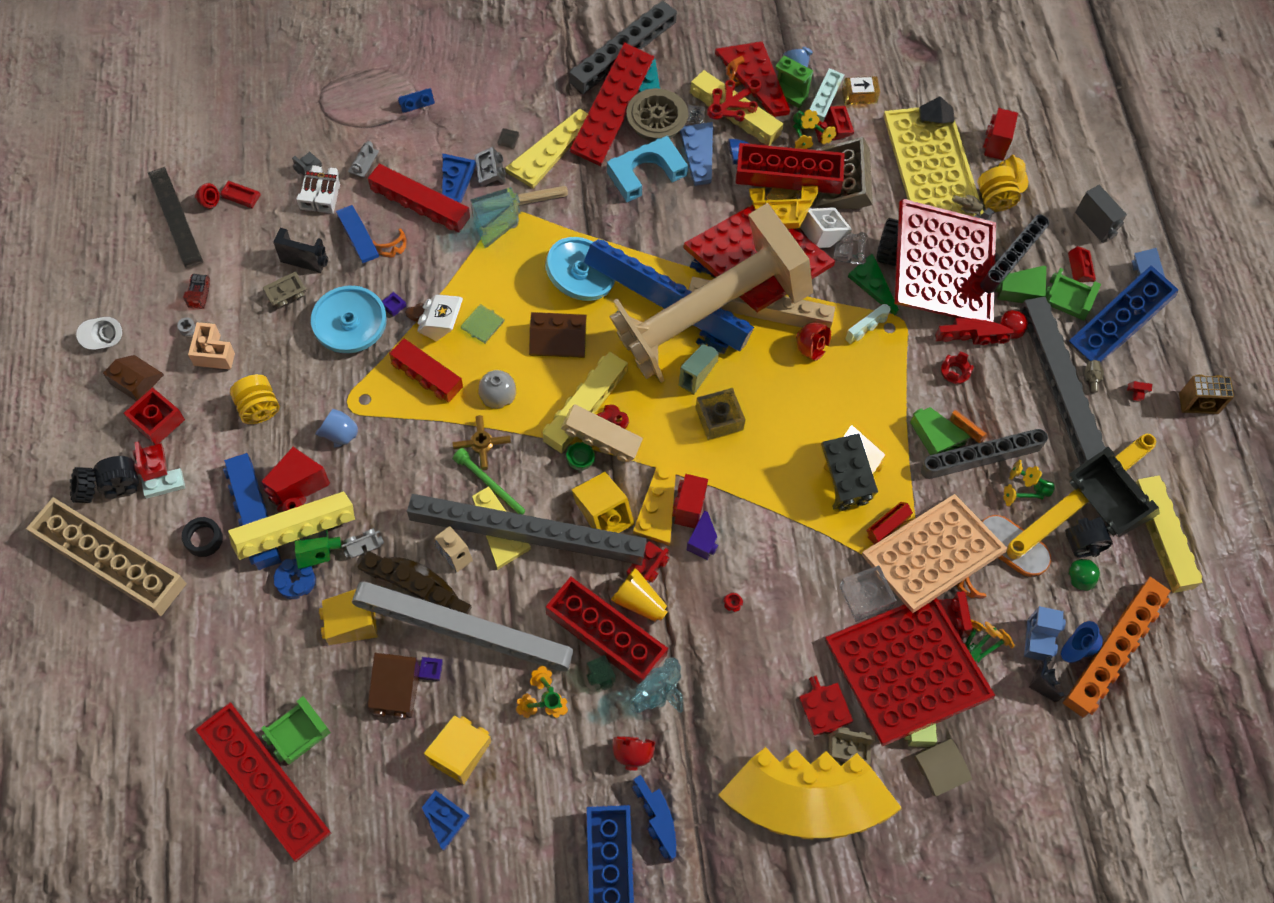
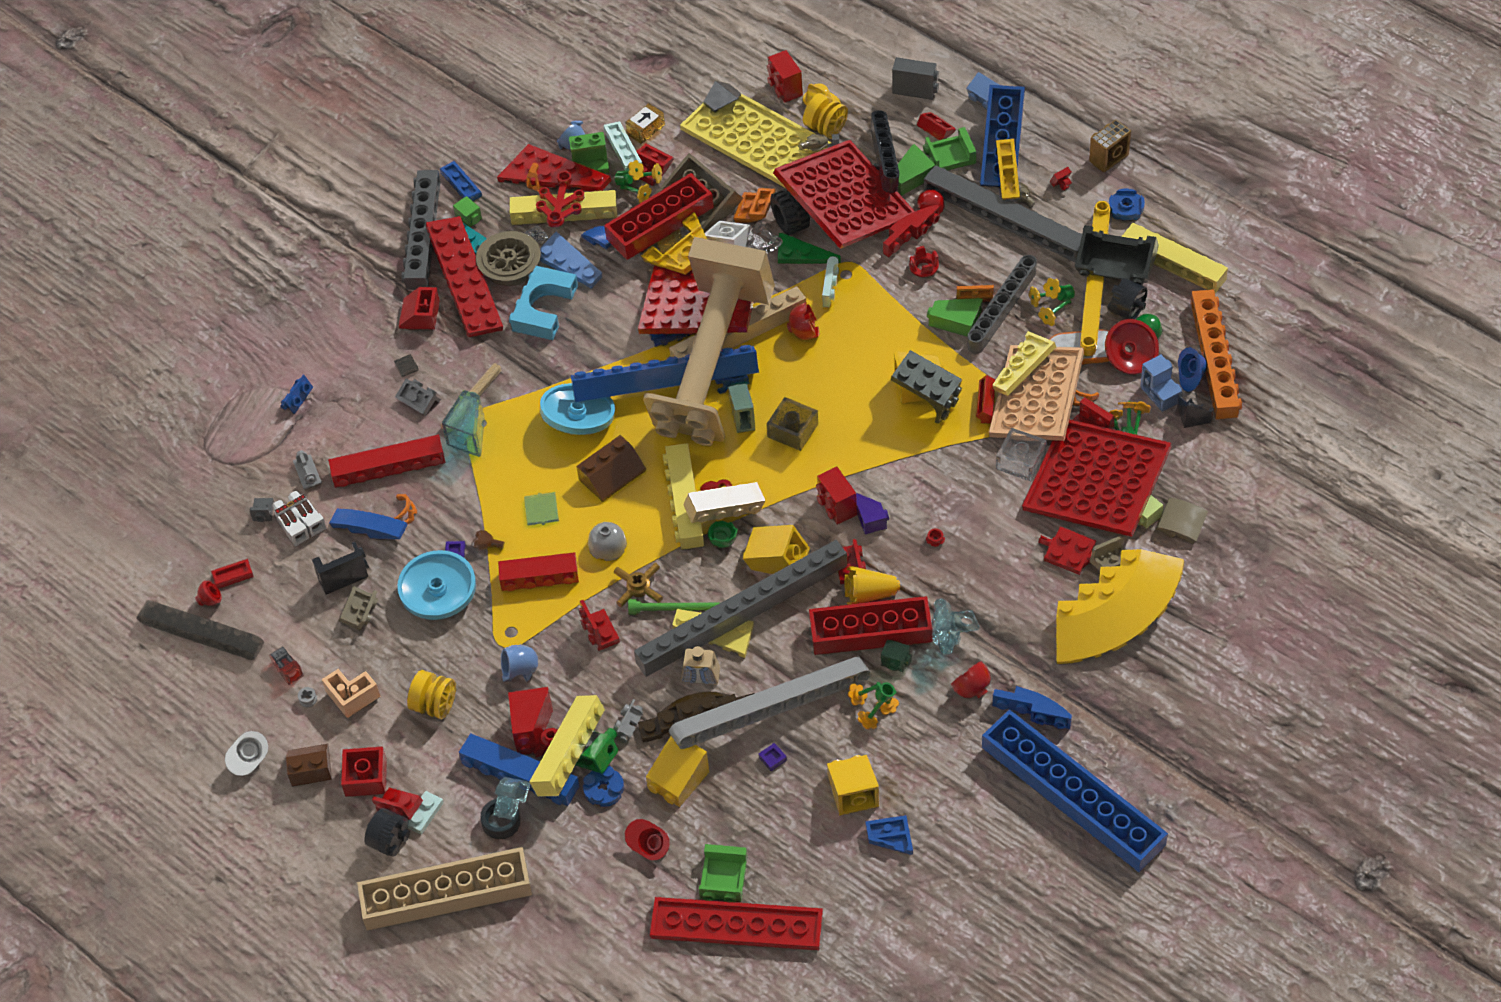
camera: 35 degrees left, 10 degrees down
(82, 485) = (359, 864): black tyre -> none
(215, 525) = (510, 793): none -> clear light blue brick
(271, 652) = (647, 839): none -> red piece
(393, 685) = (761, 783): reddish brown slope -> none
(419, 449) = (599, 627): none -> red bracket
(439, 316) = (508, 524): white slope -> none
(456, 176) = (396, 422): blue wing -> none
(544, 154) = (448, 357): light yellow wing -> none
(559, 105) = (420, 309): none -> red slope
(656, 512) = (813, 520): yellow wing -> none
(666, 58) = (468, 211): none -> bright green brick
(687, 33) = (460, 181): none -> blue tile
(872, 217) = (754, 206): none -> orange slope
(952, 518) = (1027, 358): none -> light yellow wing
(1062, 587) = (1140, 341): none -> red dish
(1099, 347) = (1008, 169): none -> yellow slope
(1165, 461) = (1135, 202): none -> blue plate

